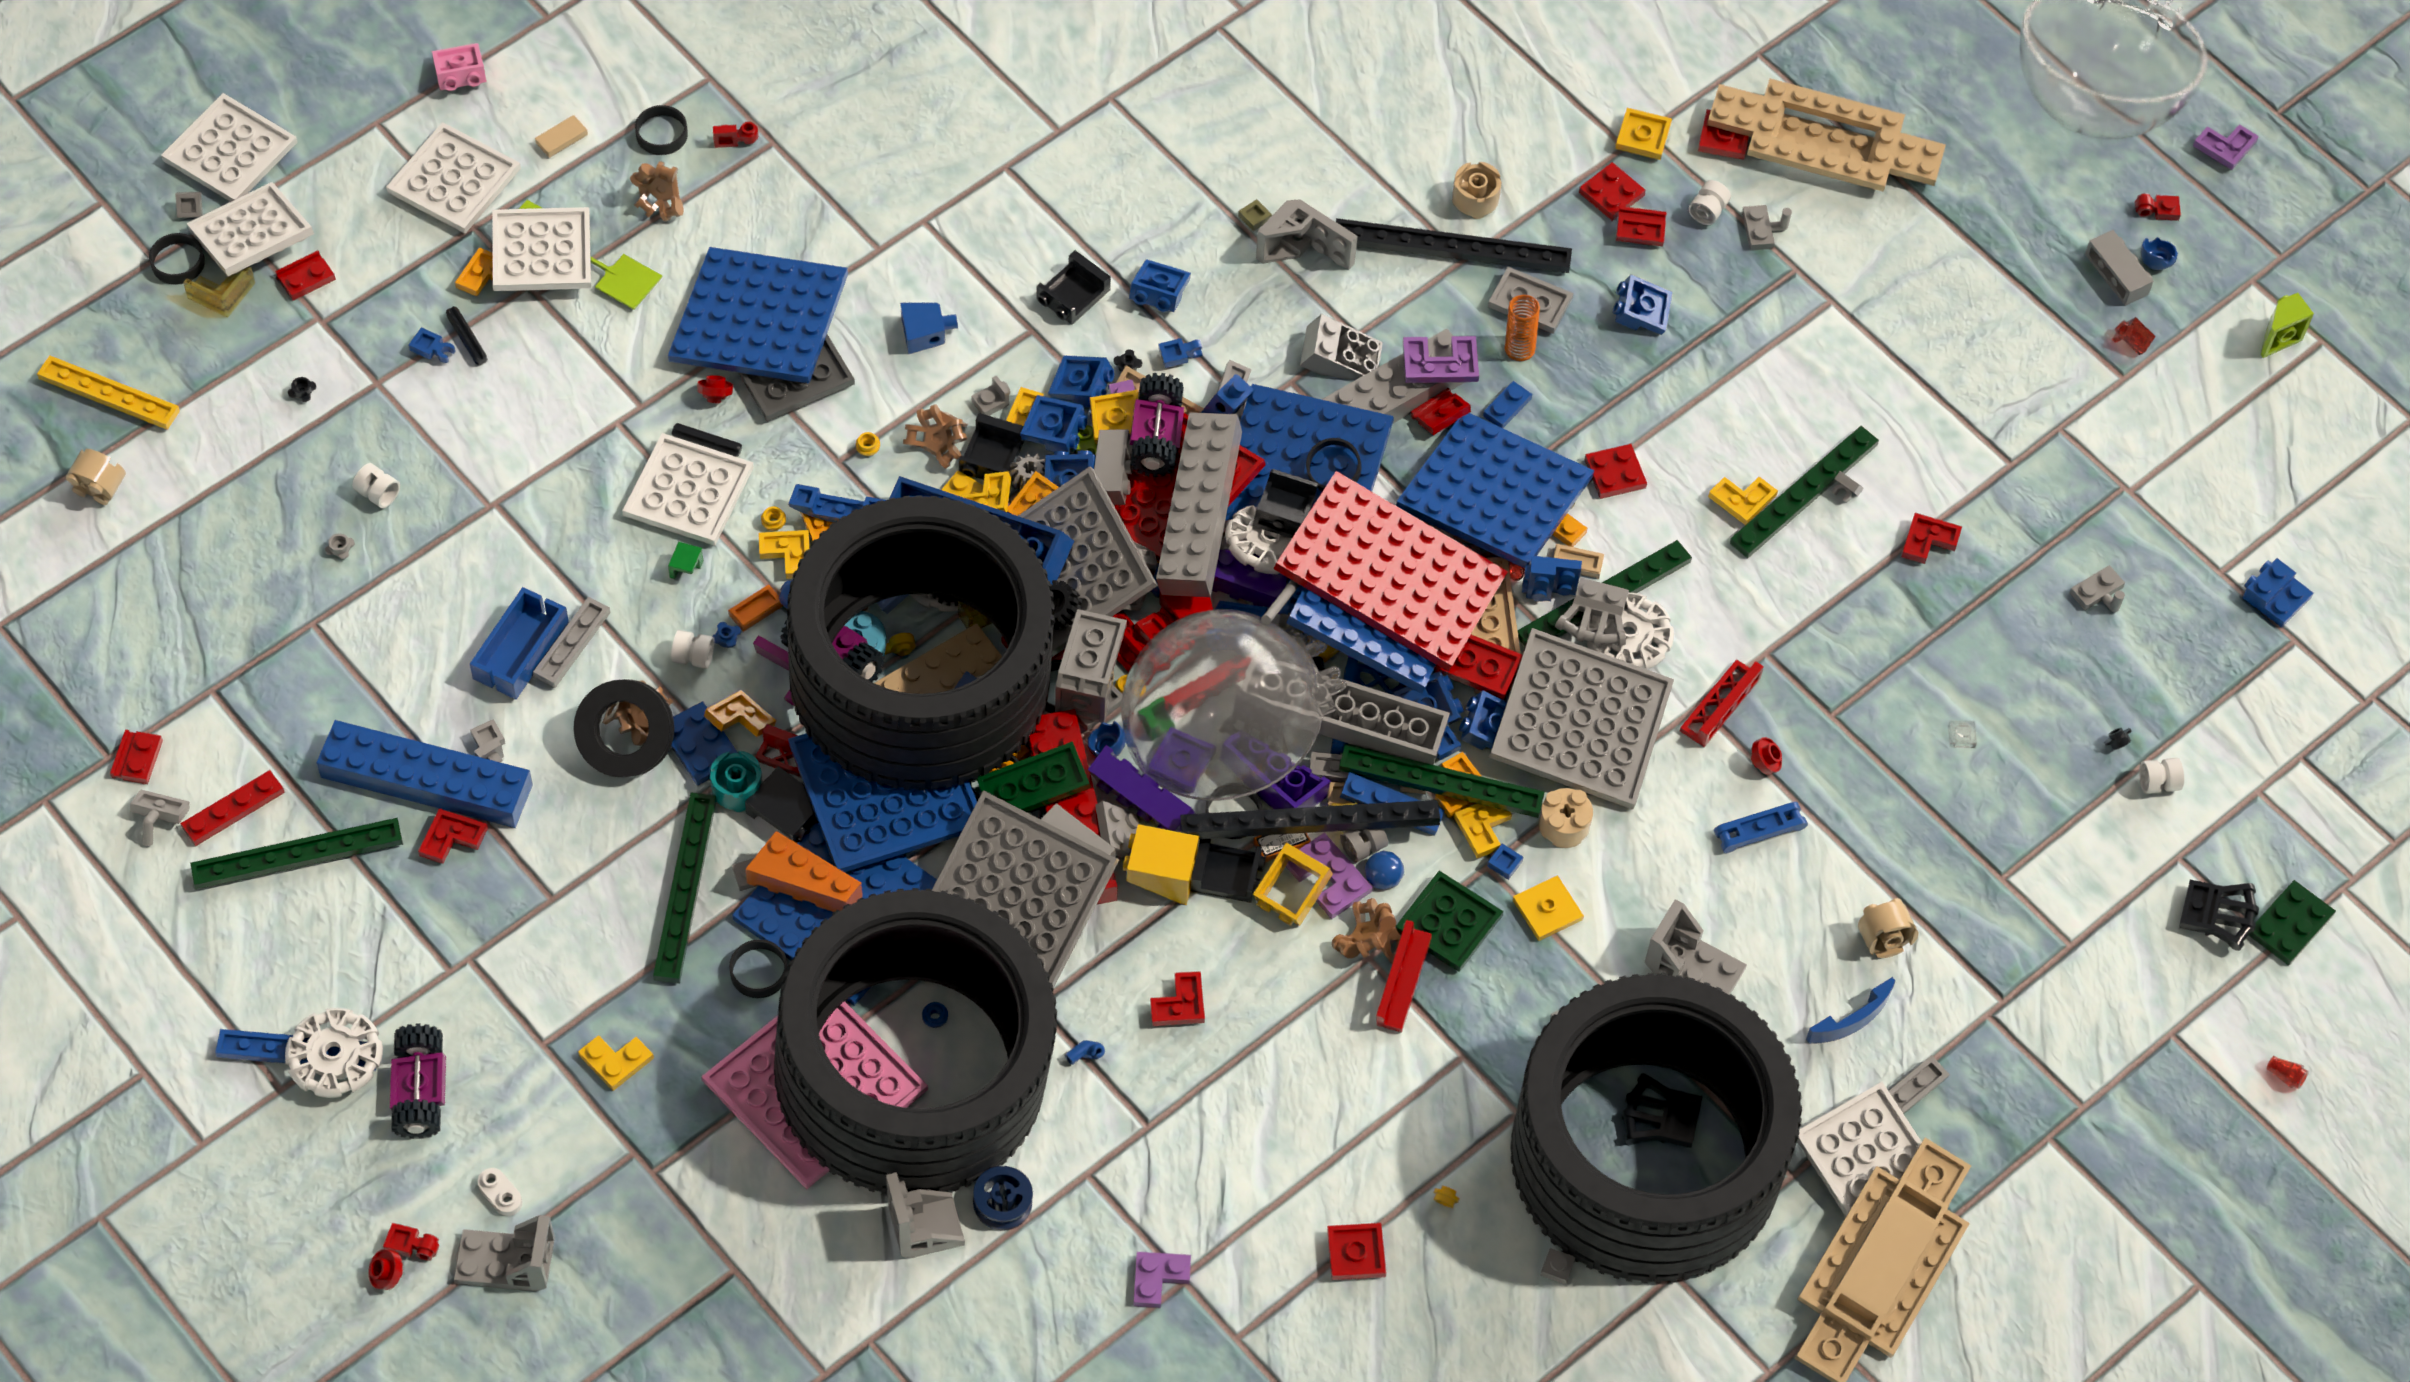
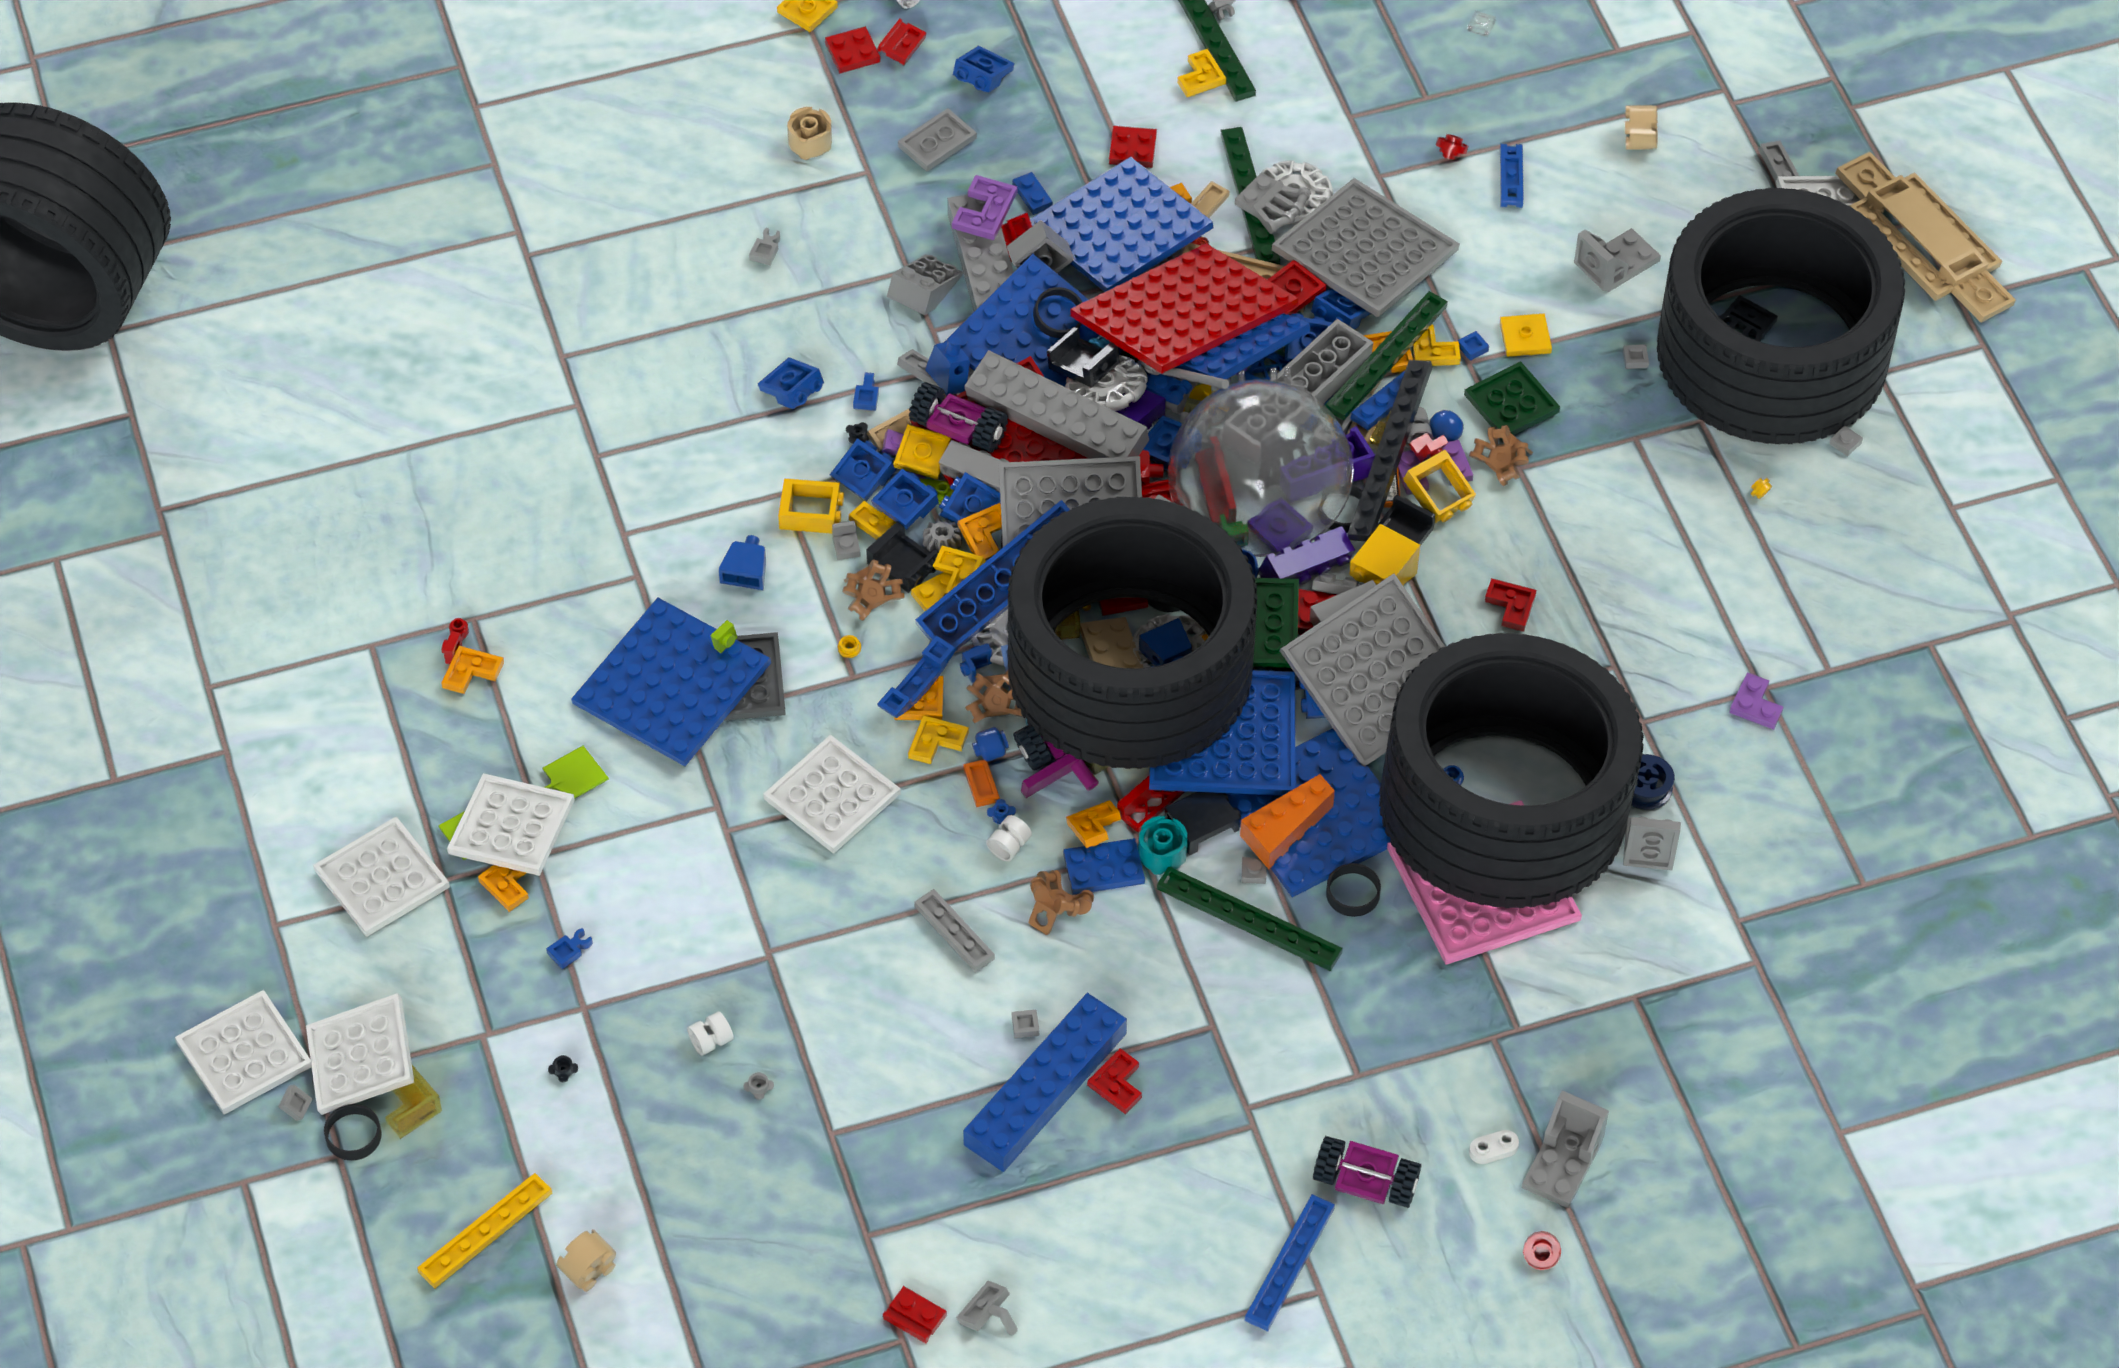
camera: 65 degrees left, 5 degrees down
(232, 808) = (1007, 1249): red plate -> none
(296, 853) = (1082, 1209): dark green plate -> none
(305, 275) = (429, 1030): red plate -> none
(336, 1066) = (1308, 1241): white plate -> none
(405, 1239) = (1516, 1230): red plate -> none
(459, 67) = (253, 833): bright pink plate -> none
(466, 335) = (570, 918): black axle -> none
(491, 750) = (1047, 1024): light grey tile -> none
(519, 643) = (942, 966): blue piece -> none
(561, 136) = (377, 778): tan tile -> none
(588, 736) = (1107, 896): black tyre -> none
(614, 1066) = (1403, 1026): yellow plate -> none
(661, 110) = (411, 678): black tyre -> none
(662, 185) = (491, 710): medium nougat piece -> none
(685, 559) = (910, 816): green panel -> none
(706, 439) = (783, 765): black axle -> none
(713, 154) = (470, 663): none -> light orange plate
(715, 388) = (734, 739): red plate -> none
(771, 513) = (894, 735): yellow plate -> none
(808, 328) = (724, 636): none -> lime plate
(1013, 333) = (809, 521): none -> yellow window
(1074, 288) = (759, 444): black panel -> none
(1254, 215) = (750, 293): olive plate -> none
(1313, 228) = (798, 251): light grey bracket -> none
(1322, 205) = (766, 248): none -> light grey plate
(1334, 854) = (1426, 448): none -> bracket
(1356, 1251) = (1786, 562): red plate -> none
(1403, 978) = (1554, 446): red fence -> none
(1413, 428) = (1044, 244): none -> light grey brick
(1459, 246) = (853, 172): black plate -> none
(1532, 334) = (976, 139): orange piece -> none
(1550, 576) = (1225, 218): blue plate -> none
(1566, 817) = (1455, 286): tan brick -> none
(1725, 706) = (1395, 156): red fence -> none
(1829, 1030) = (1699, 159): blue slope -> none

